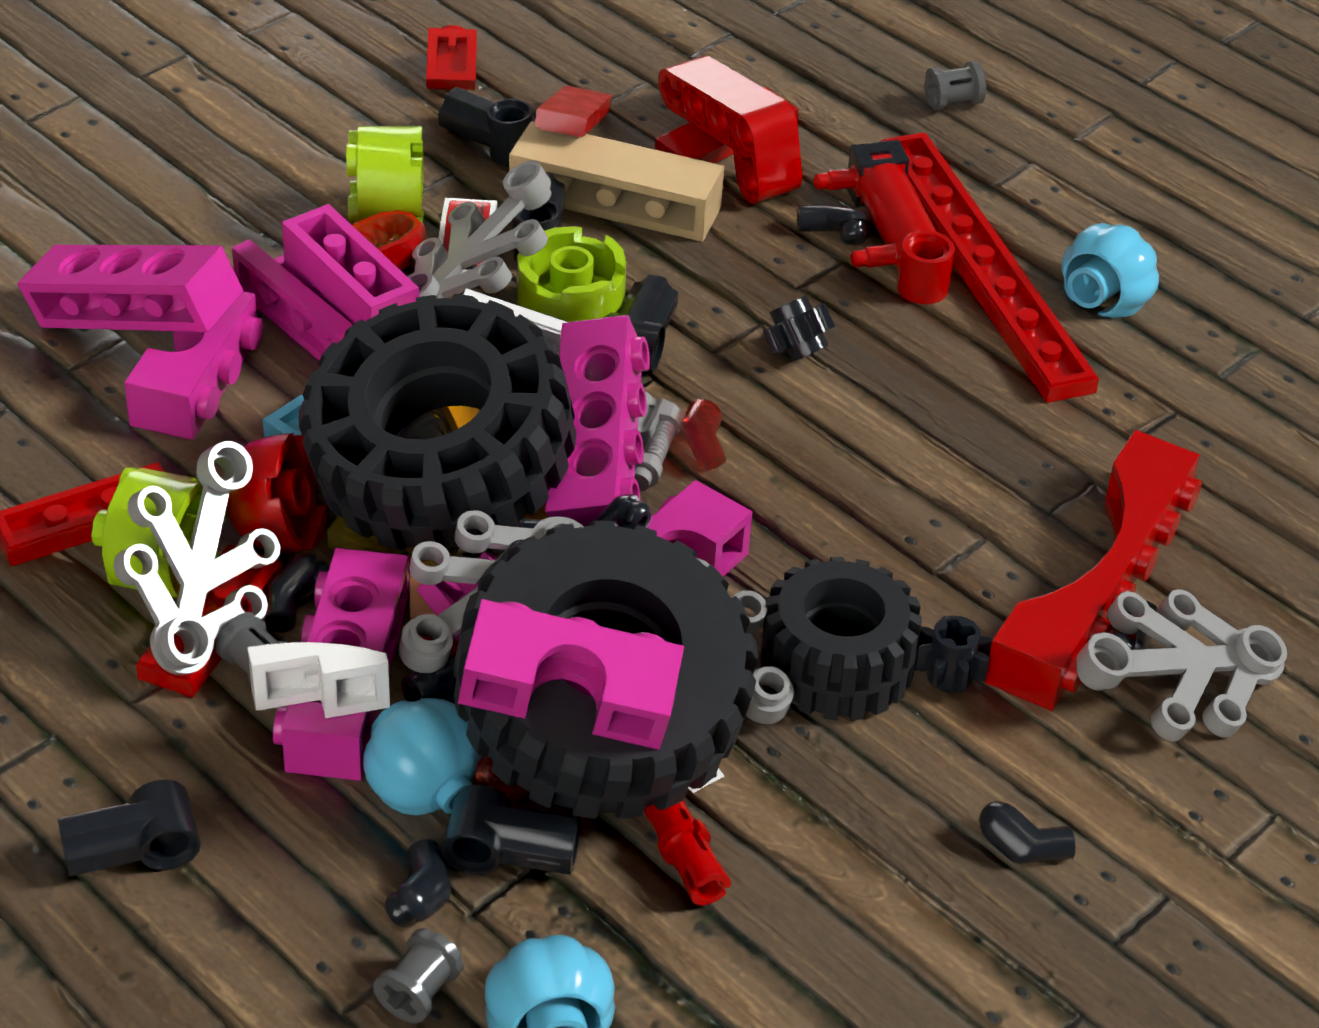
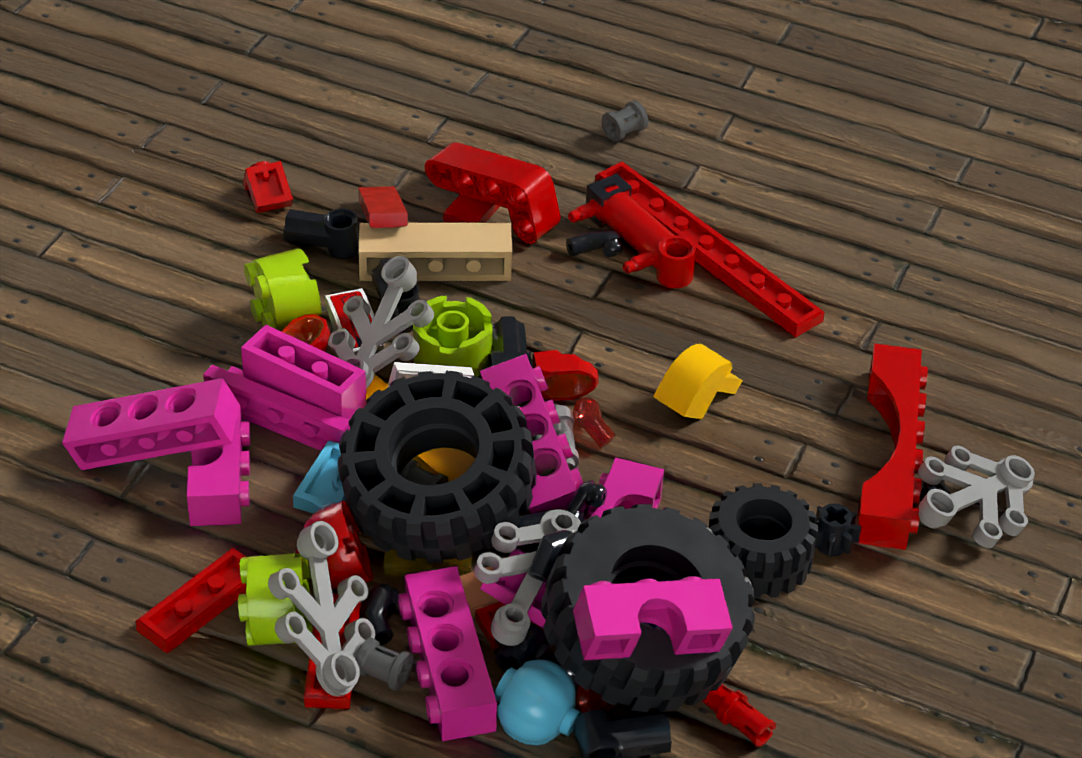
camera: 20 degrees left, 0 degrees up
(337, 674) = (466, 665): white slope -> none
(693, 367) = (565, 375): none -> red rock
(799, 328) = (618, 329): black gear -> none
(860, 414) = (694, 381): none -> yellow brick
(1020, 839) = (933, 640): black arm -> none
(1107, 261) = (789, 229): medium azure plant -> none

